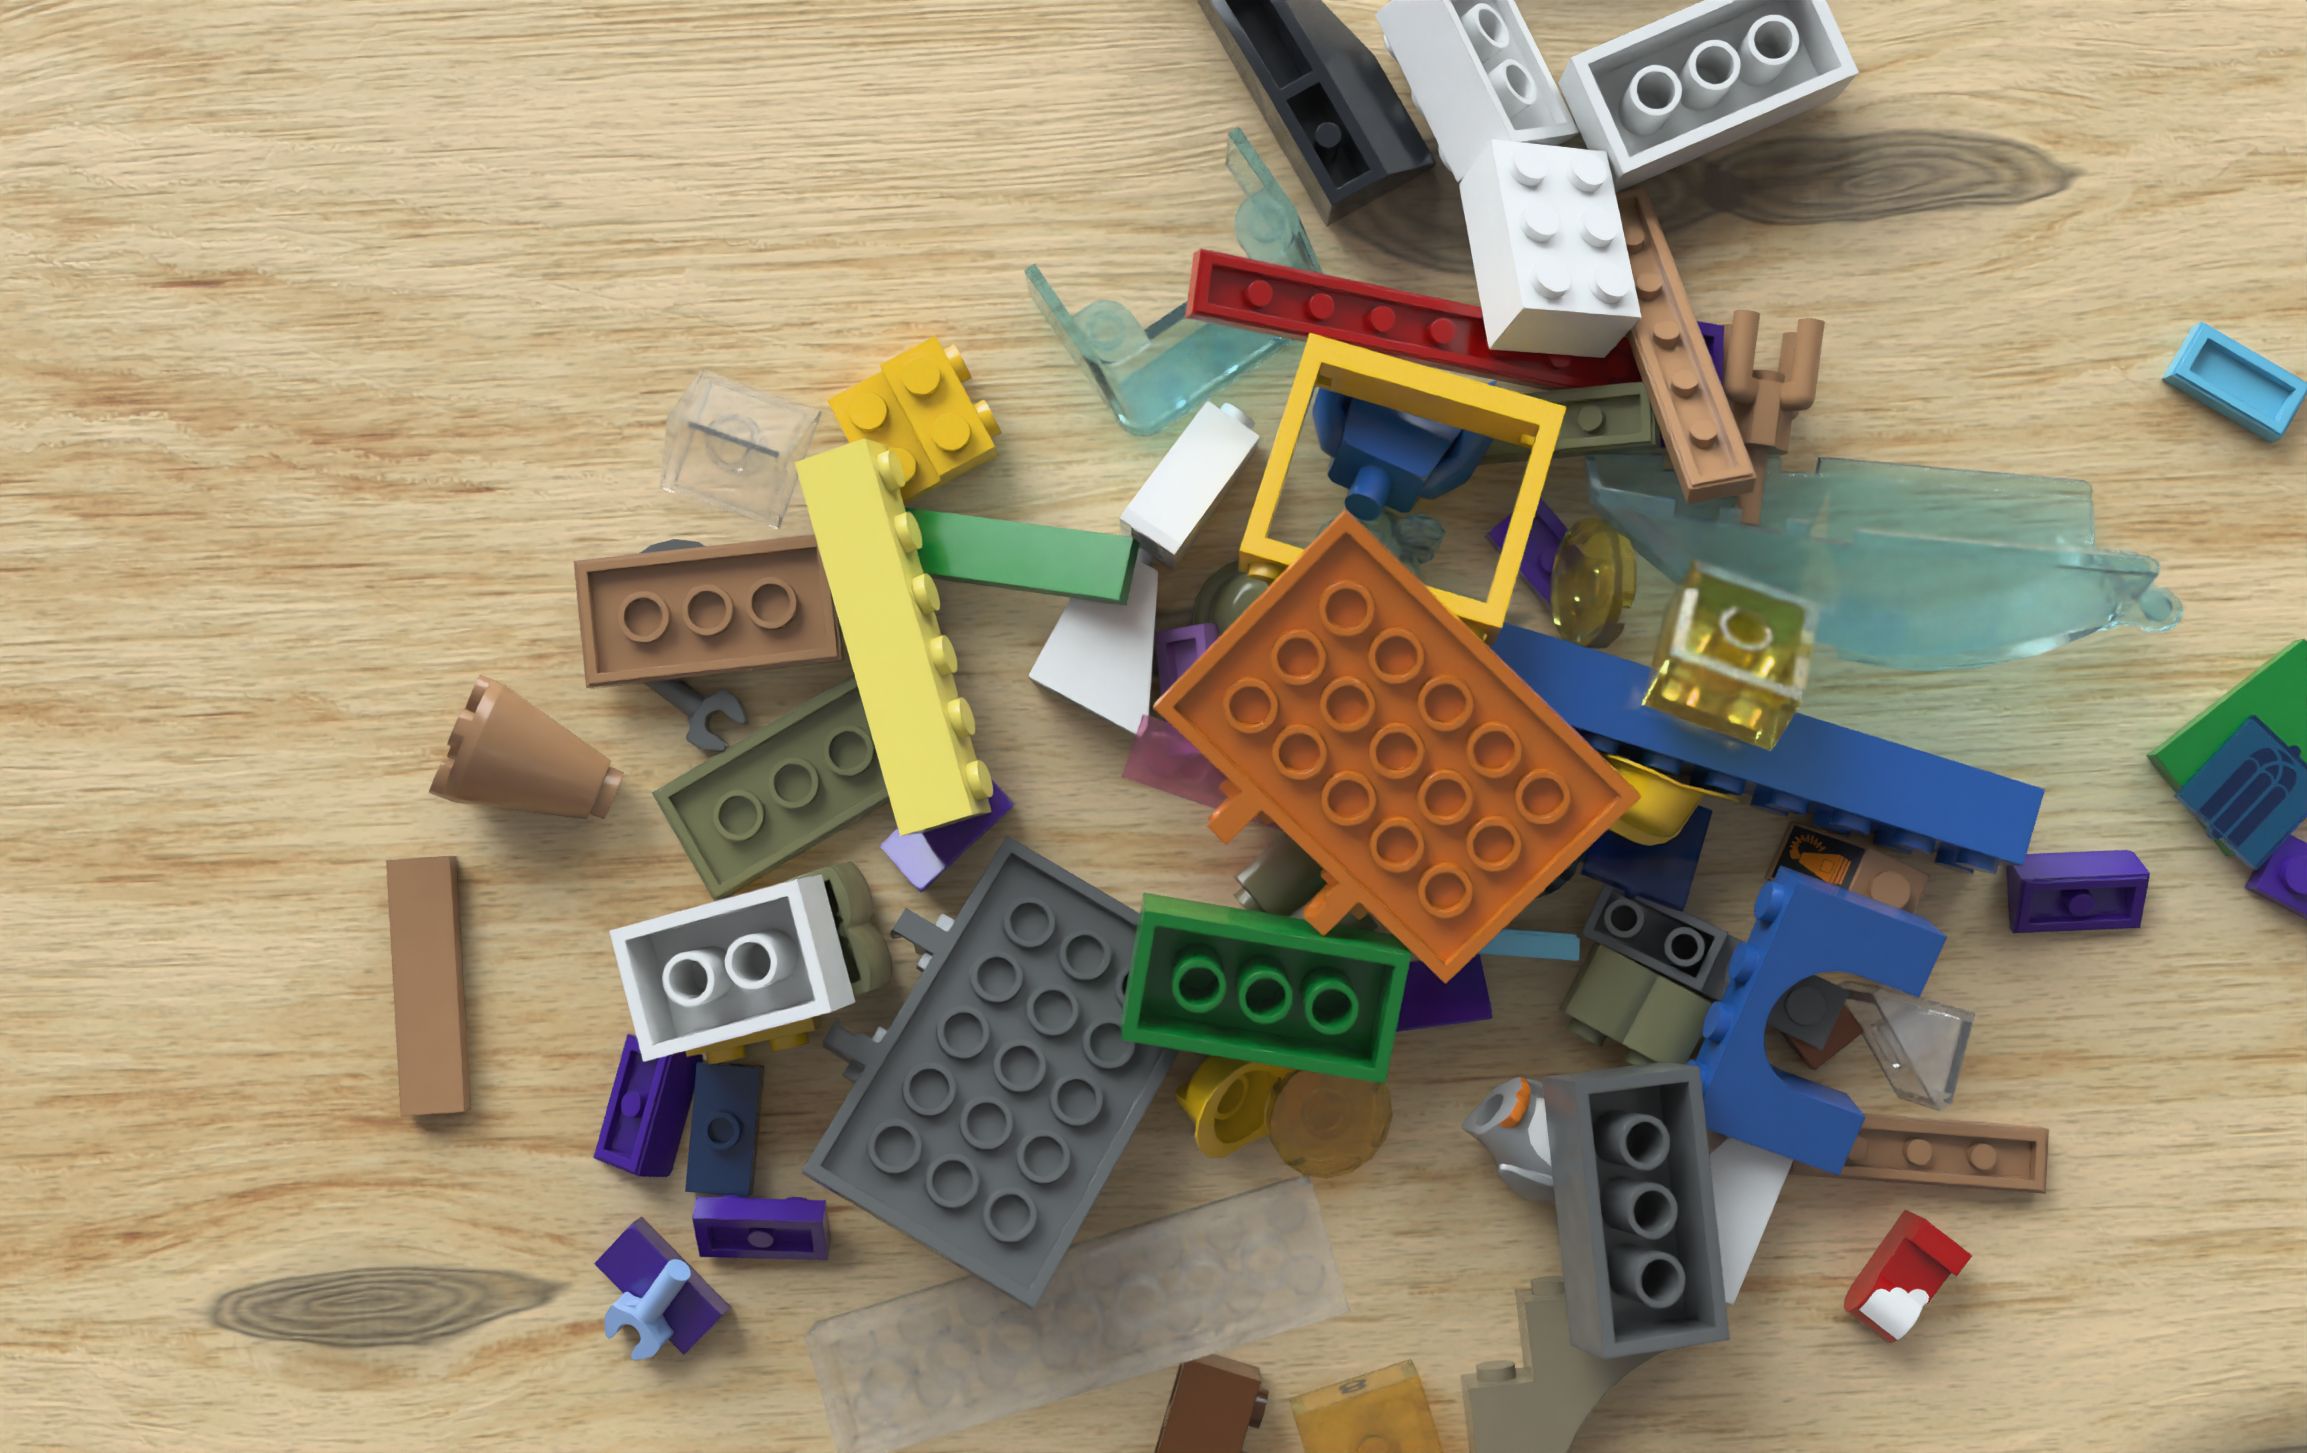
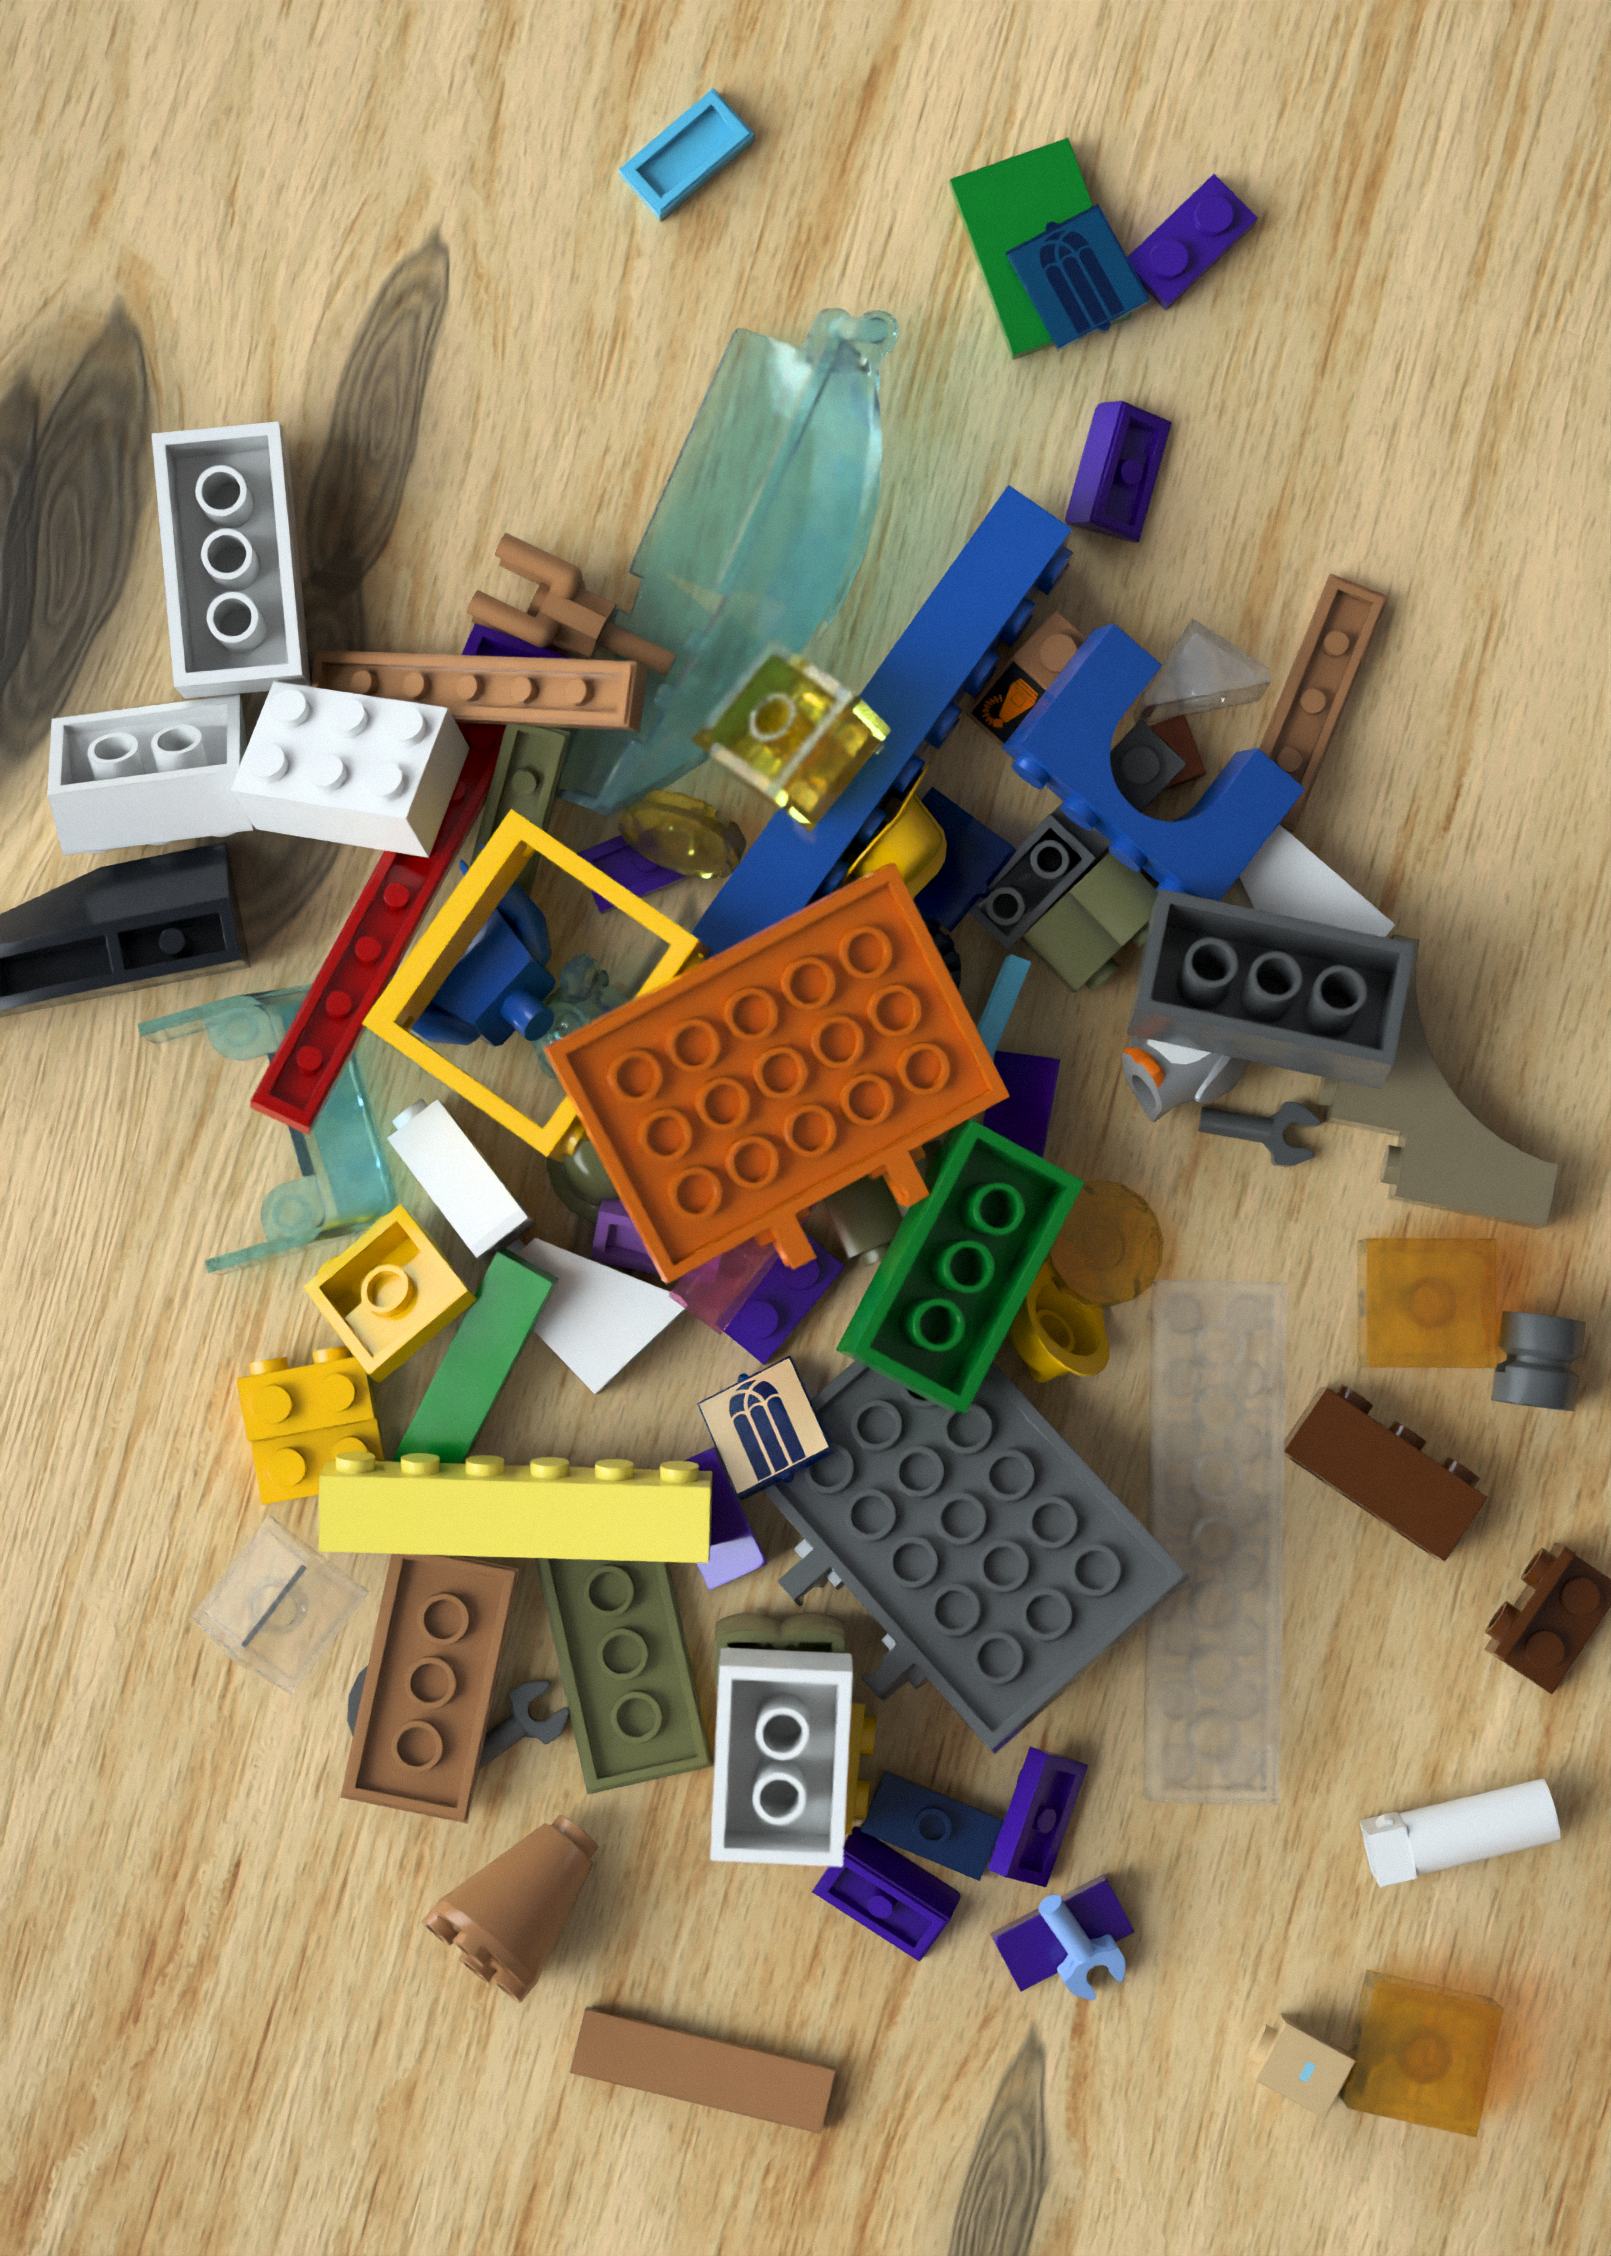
camera: 75 degrees left, 0 degrees up
(1048, 849) = (765, 1428): none -> piece
(1061, 451) = (389, 1292): none -> yellow plate
(1173, 826) = (782, 1302): none -> dark purple plate
(1487, 1235) = (1262, 1130): none -> dark grey bar
(1903, 1276) = (1423, 755): red leg -> none

